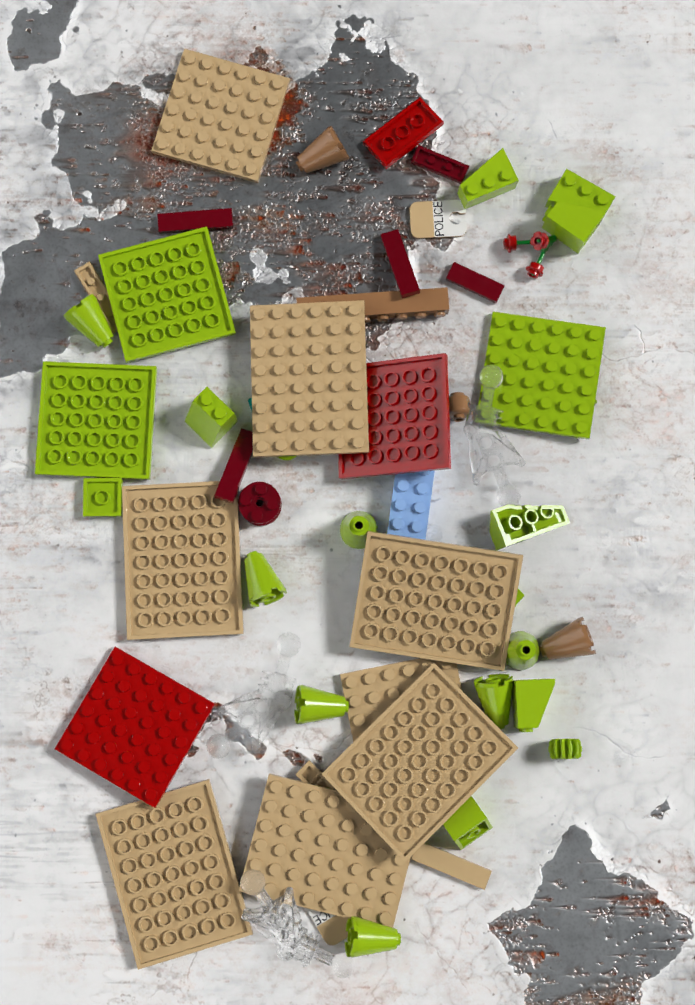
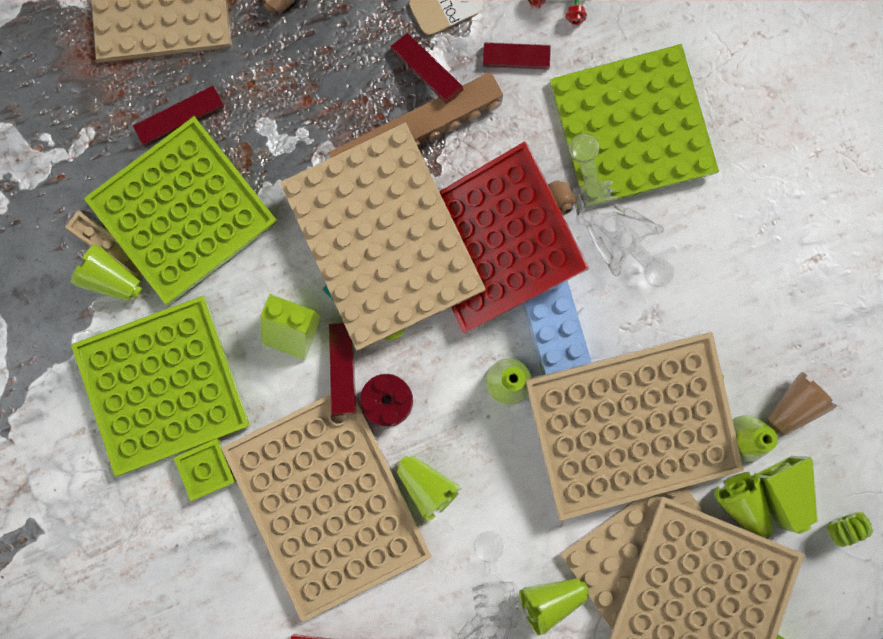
camera: 25 degrees left, 0 degrees up
(521, 522) = (687, 296): lime wedge -> none

